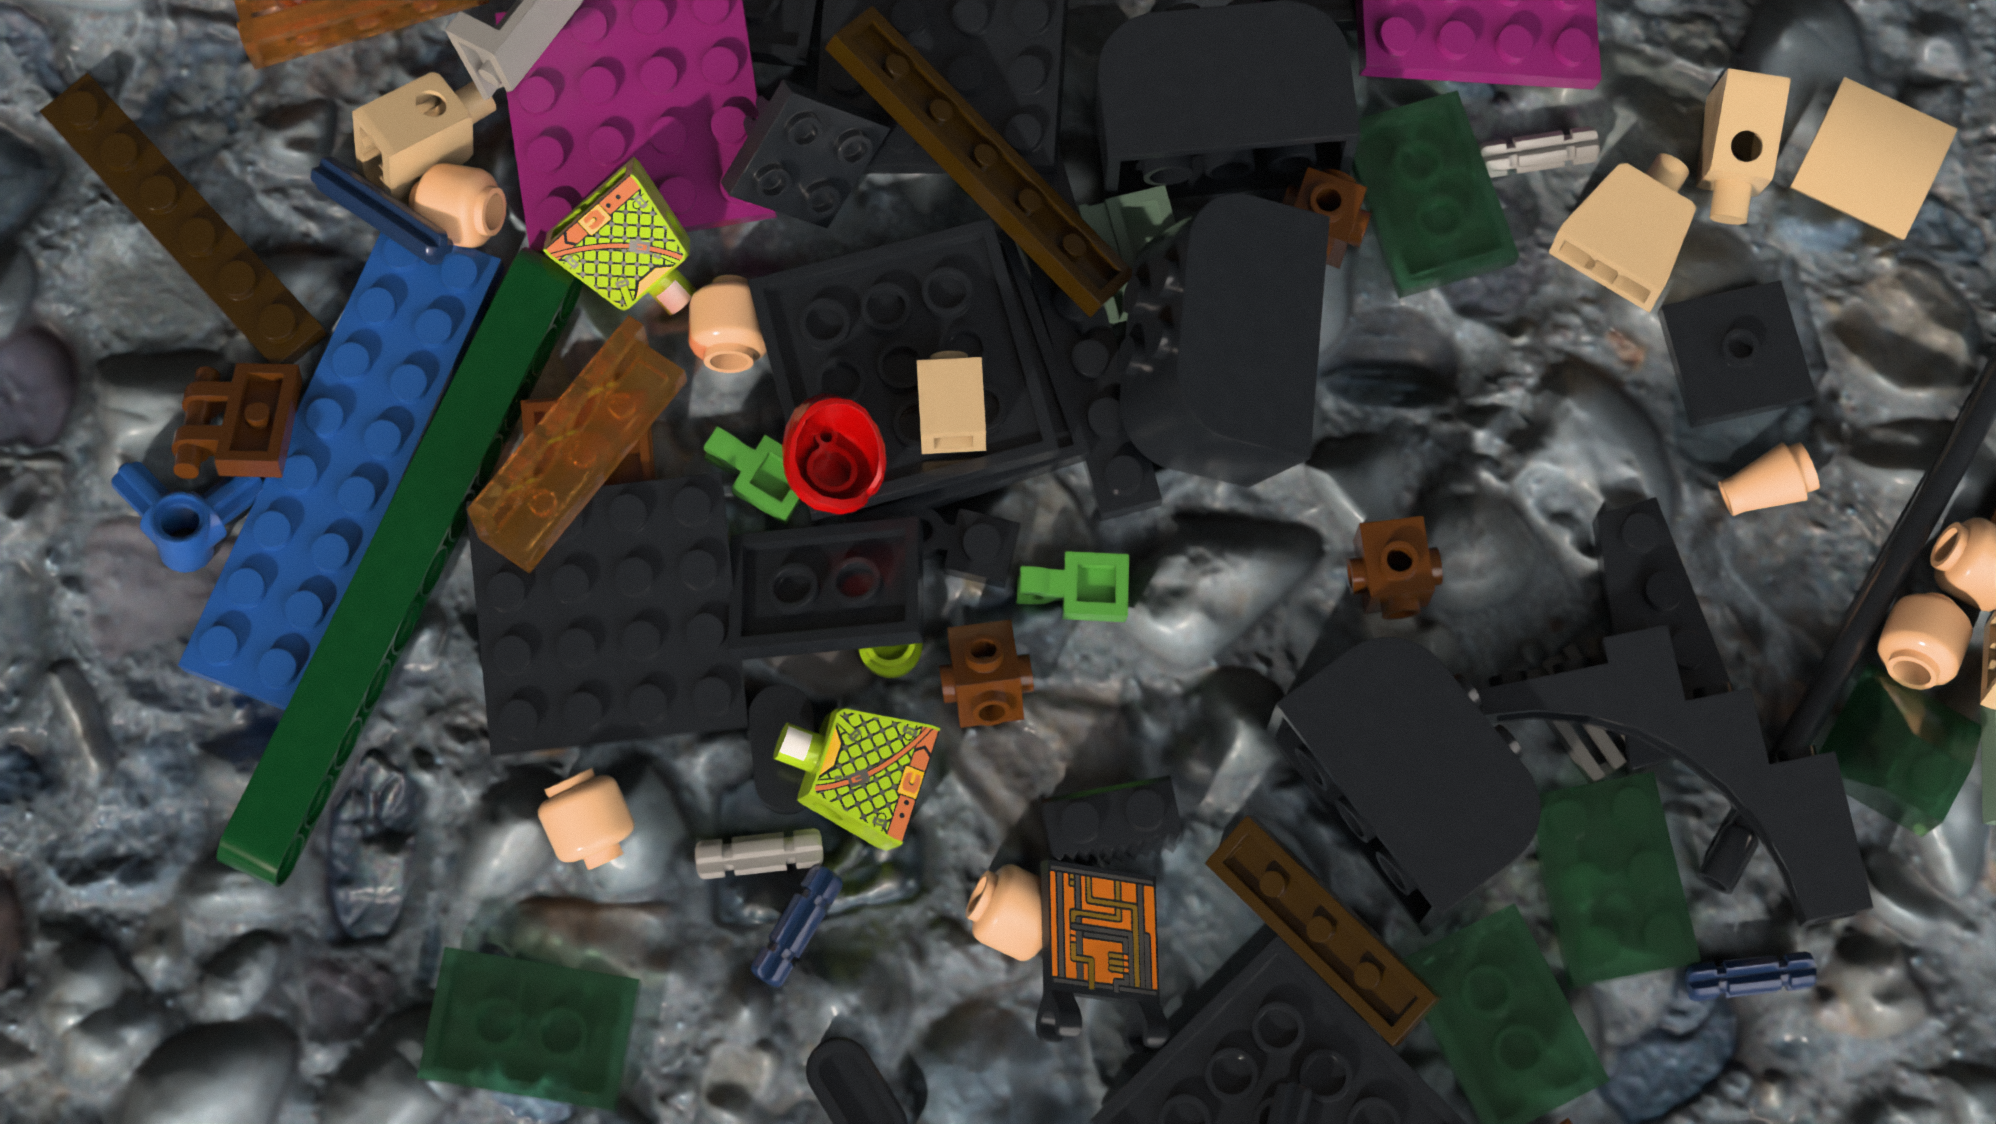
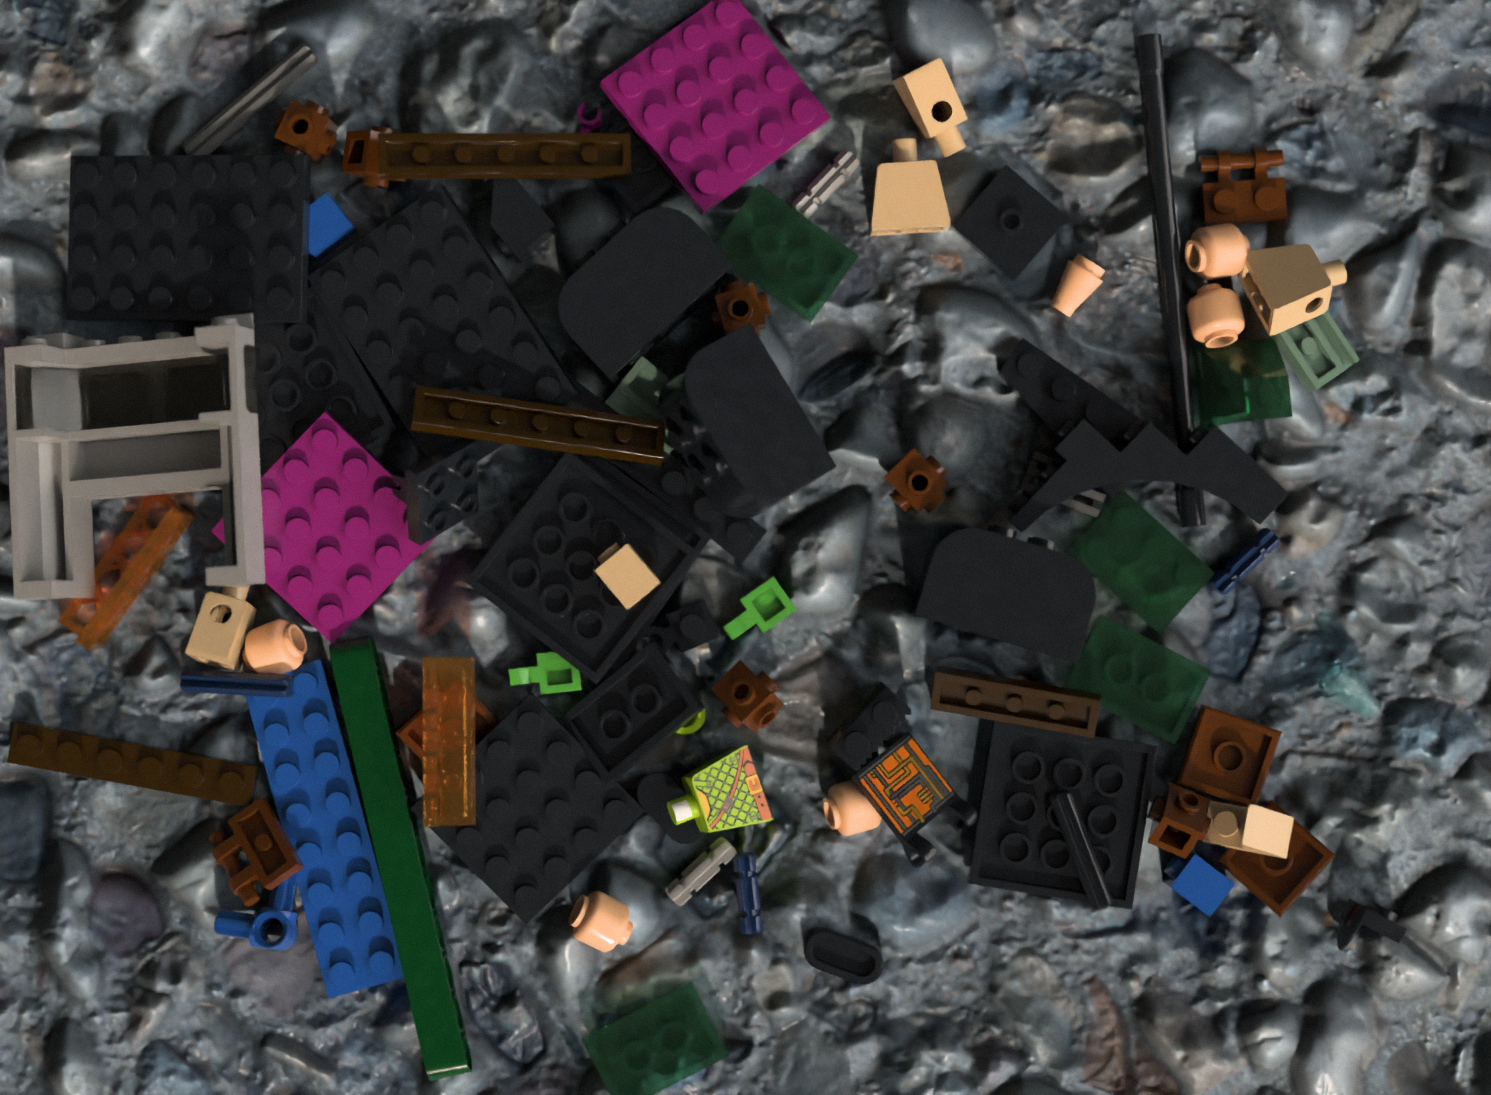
camera: 35 degrees left, 15 degrees up
(625, 242) = (381, 607): torso -> none
(725, 325) = (467, 609): light nougat head -> none
(833, 454) = (595, 660): red hair -> none
(1873, 158) = (1007, 54): tan slope -> none

